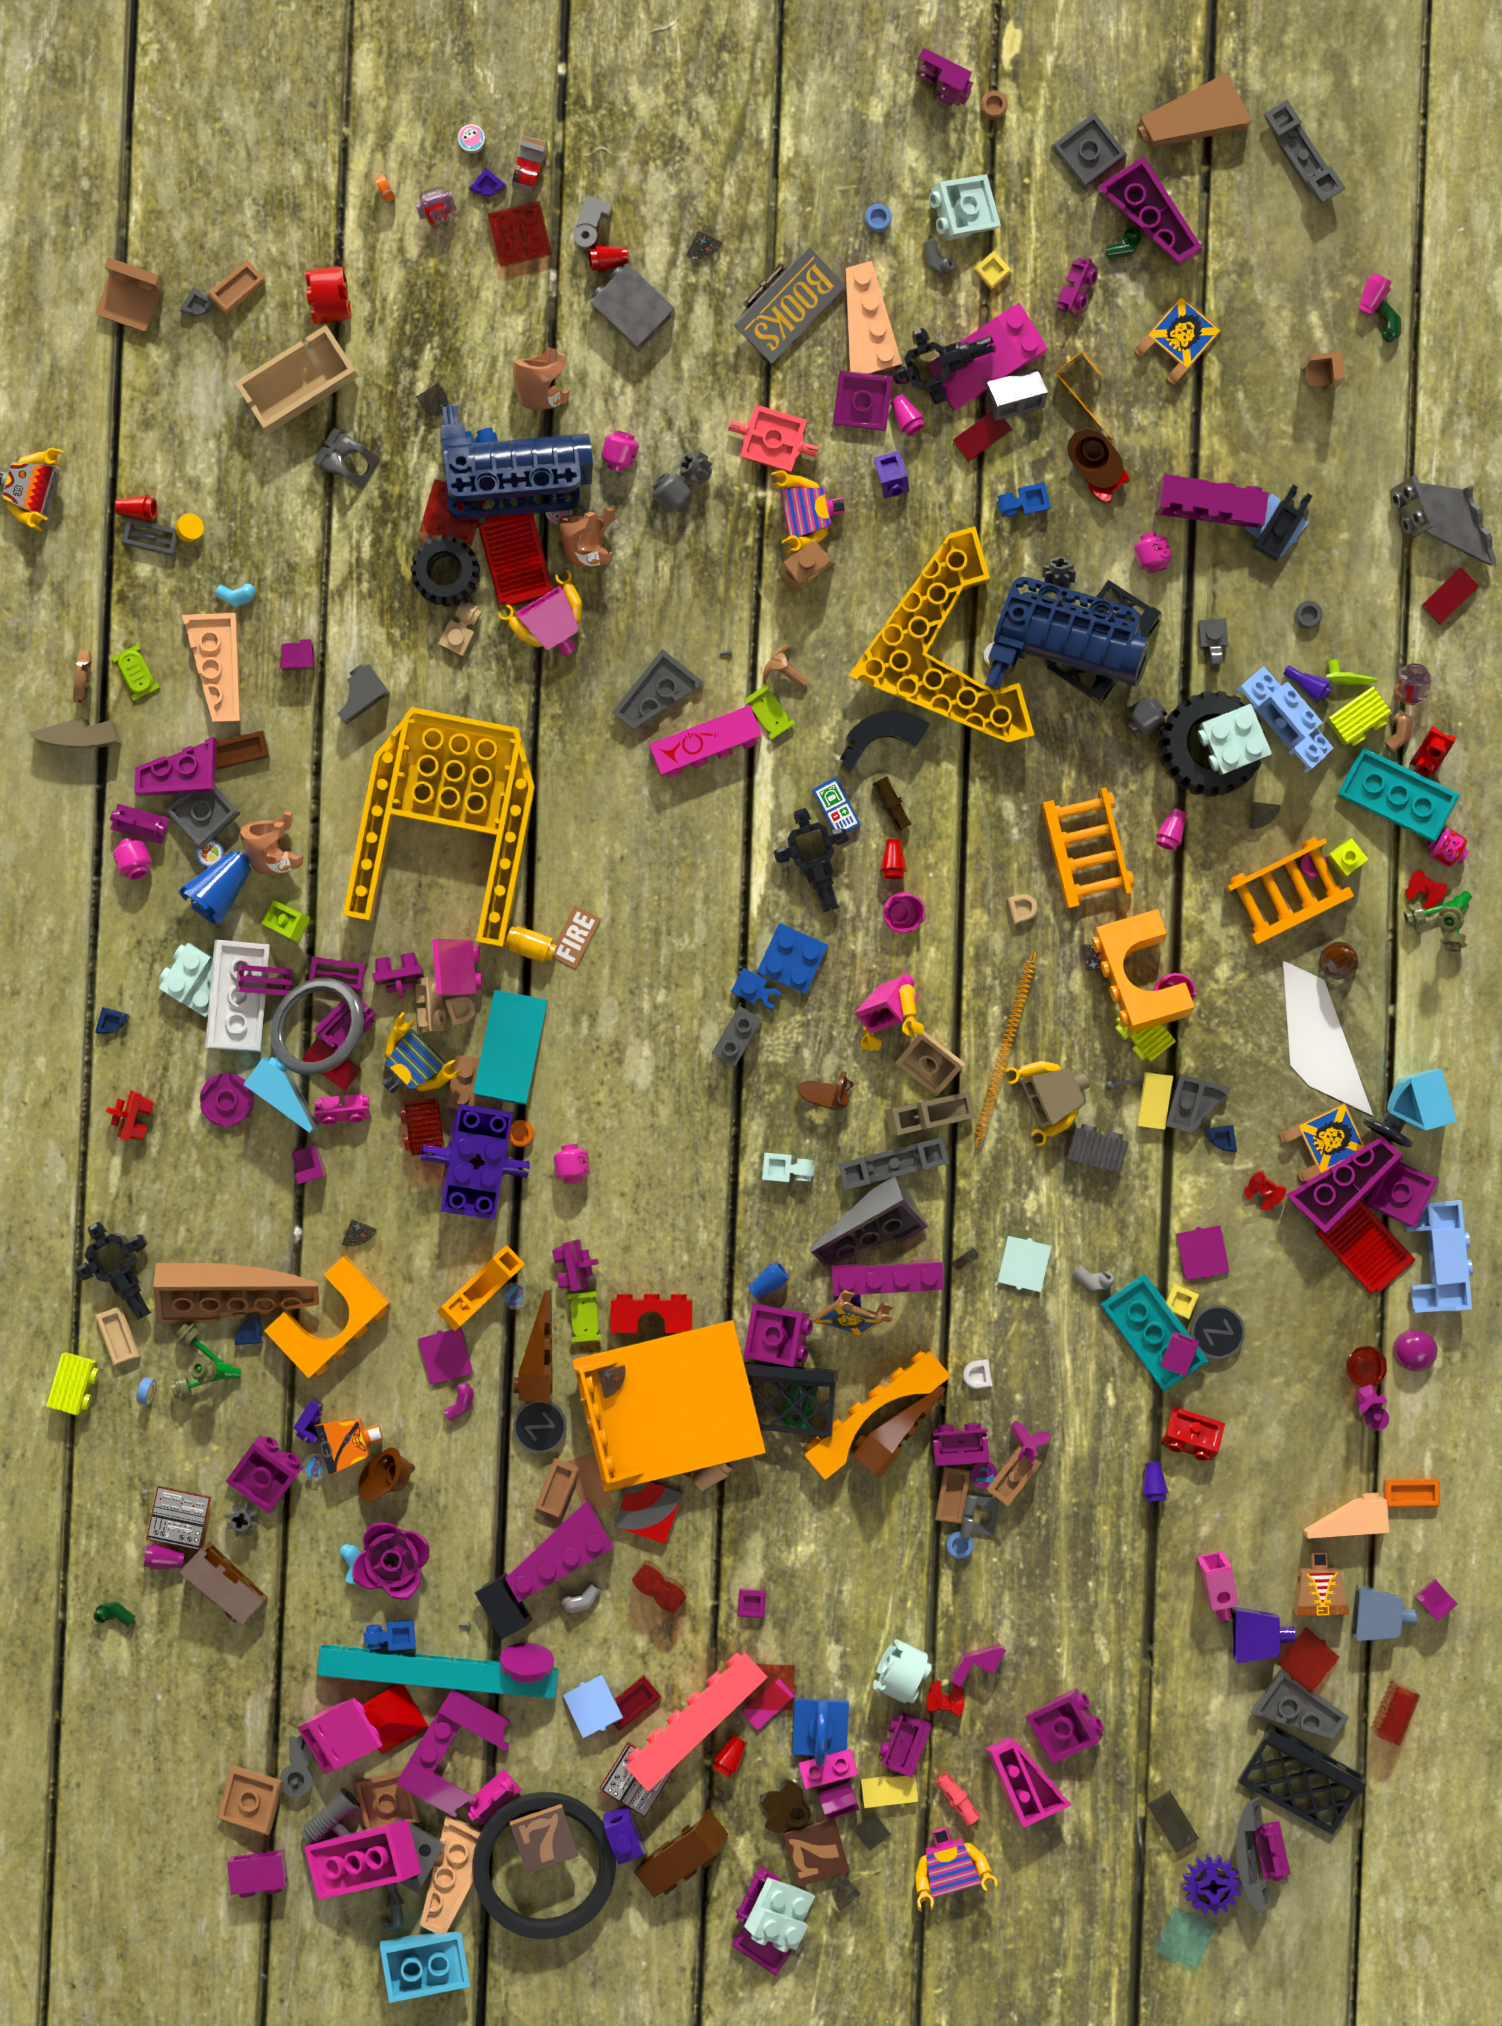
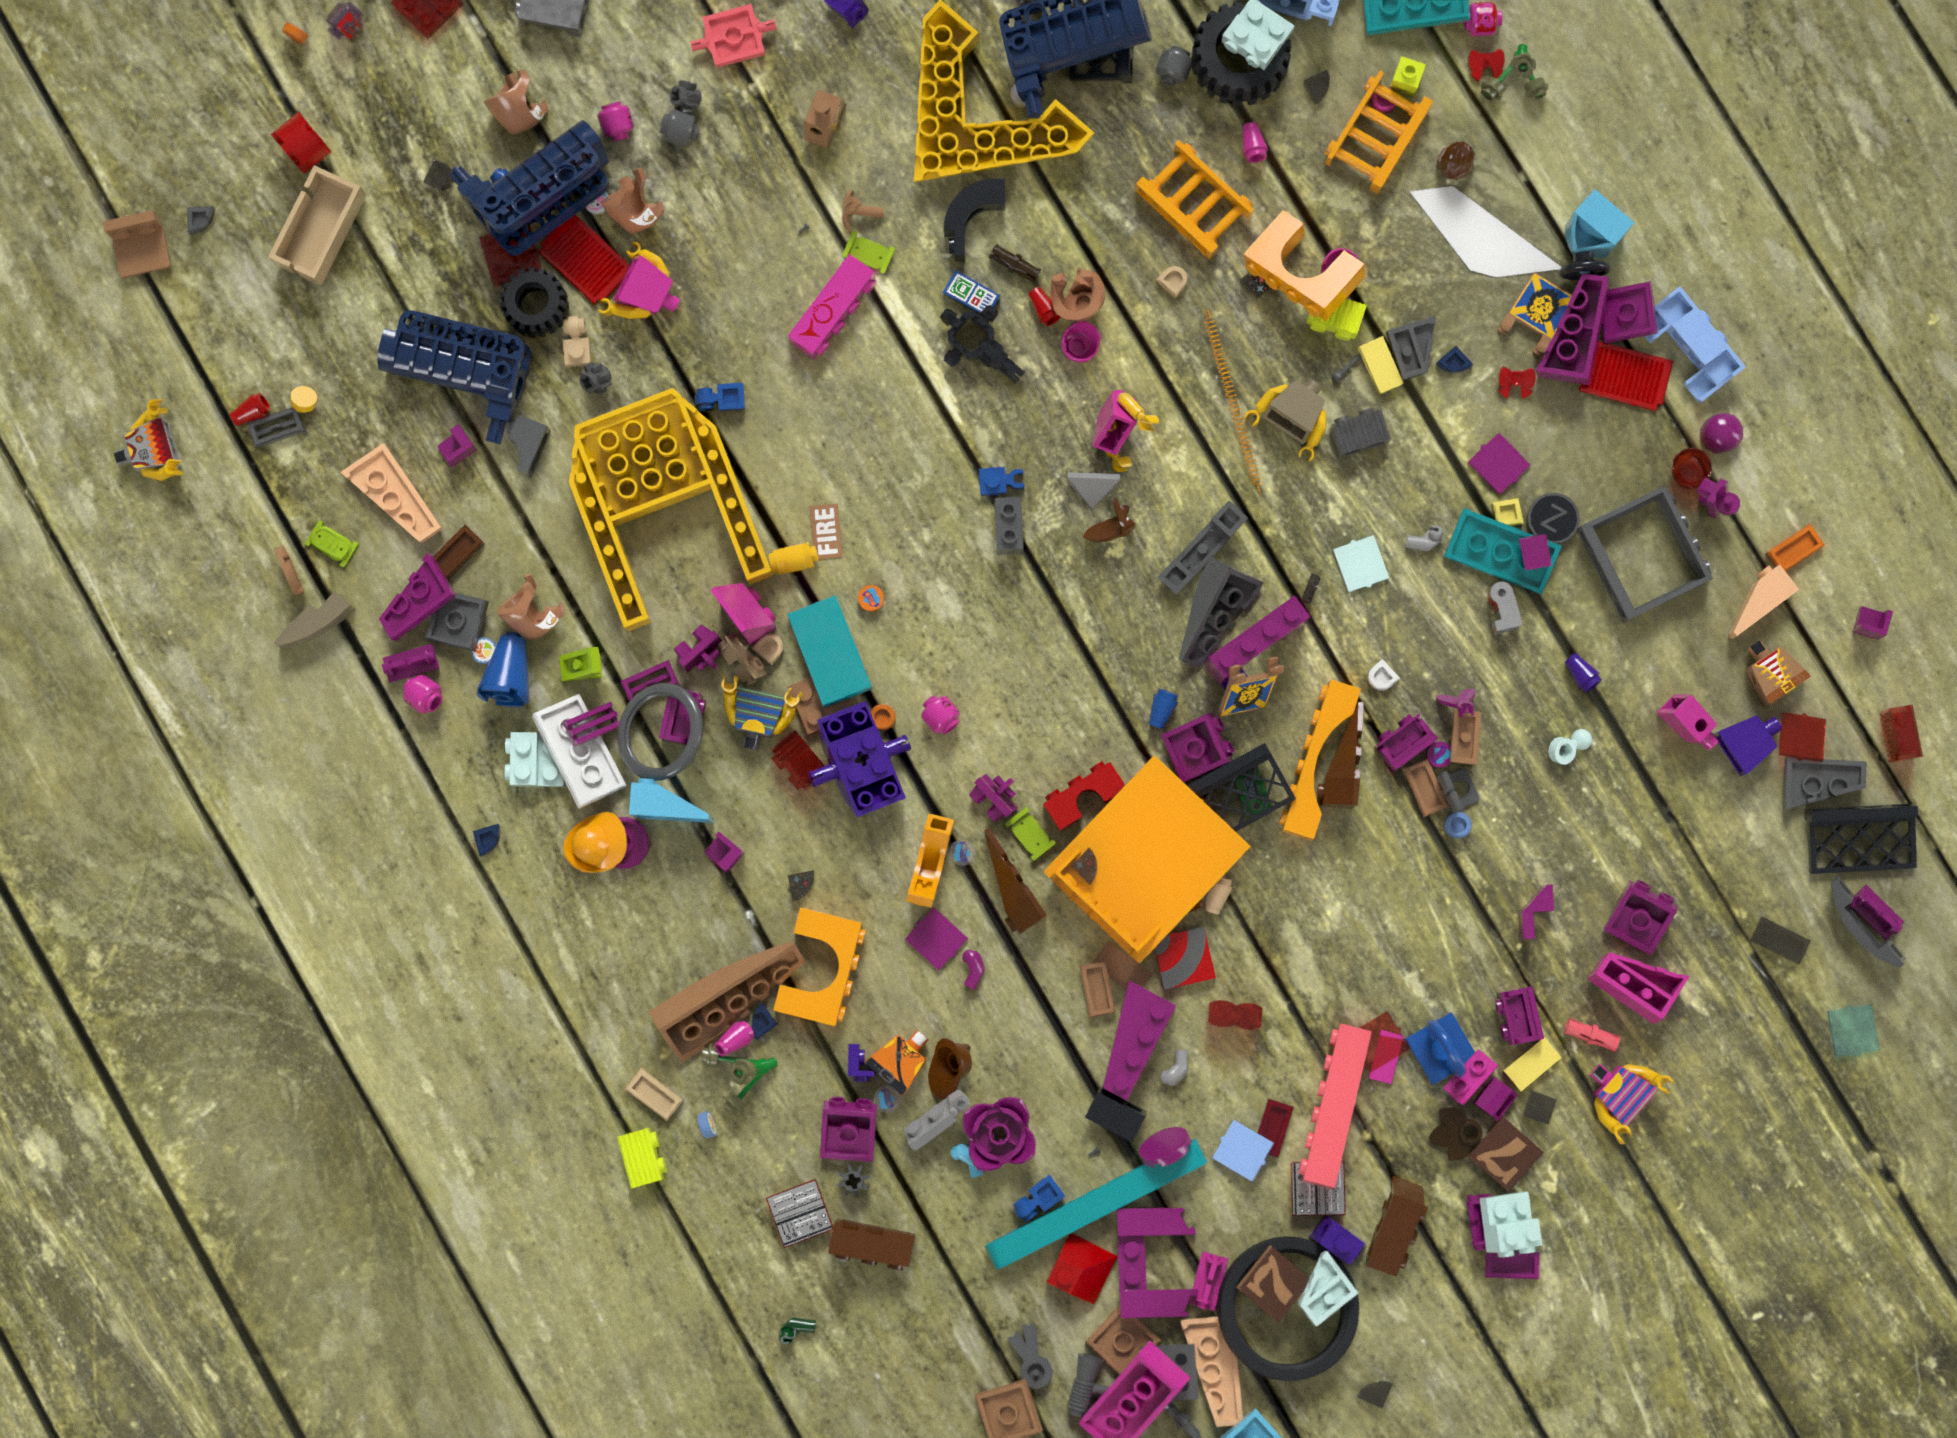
camera: 25 degrees left, 5 degrees down
(123, 1280) = (630, 1043): black piece -> none
(128, 1127) = (549, 894): red hips -> none
(160, 1557) = (807, 1255): magenta cone -> none
(202, 1086) = (596, 843): none -> light orange hat
(217, 1333) = (735, 1037): none -> dark pink cone
(236, 287) = (222, 185): medium nougat tile -> none
(237, 597) = (376, 431): medium azure arm -> none
(330, 1112) = (715, 798): dark pink hinge -> none
(333, 454) = (384, 265): dark grey piece -> none
(339, 1735) = (1049, 1306): dark pink slope -> none
(341, 1075) = (704, 761): dark red tile -> none
(344, 1514) = (936, 1120): none -> light grey hinge
(345, 585) = (459, 364): none -> dark blue piece
(457, 673) = (595, 378): none -> dark grey gear
(540, 1426) = (1050, 946): black tile -> none
(564, 764) = (729, 397): none -> blue plate
(574, 1982) = (1375, 1392): none -> clear smoke tile
(576, 1022) = (871, 598): none -> orange tile
(584, 1873) = (1325, 1290): none -> light aqua wing
(655, 690) = (765, 291): dark grey wing -> none
(730, 1757) = (1383, 1120): red cone -> none
(751, 1603) = (1318, 981): magenta tile -> none
(778, 1168) = (1112, 611): light aqua plate -> none
(792, 958) = (1013, 437): blue plate -> none
(805, 510) = (794, 73): torso -> none
(832, 1048) = (1093, 486): none -> light grey slope
(844, 1892) = (1549, 1172): clear smoke tile -> none
(902, 1672) = (1479, 956): light aqua brick -> none
(928, 877) = (1083, 298): none -> nougat piece
(929, 1063) = (1179, 448): tan slope -> none
(929, 1113) = (1205, 490): dark tan slope -> none
(937, 1701) = (1538, 957): red piece -> none
(1094, 1540) = (1580, 740): none -> light aqua plate
(1124, 1384) = (1505, 607): none -> light grey leg
(1193, 1434) = (1588, 613): red bracket -> none
(1200, 1884) = (1838, 963): dark purple gear -> none
(1232, 1412) = (1606, 571): none -> dark grey window
(1379, 1615) = (1835, 662): sand blue torso -> none

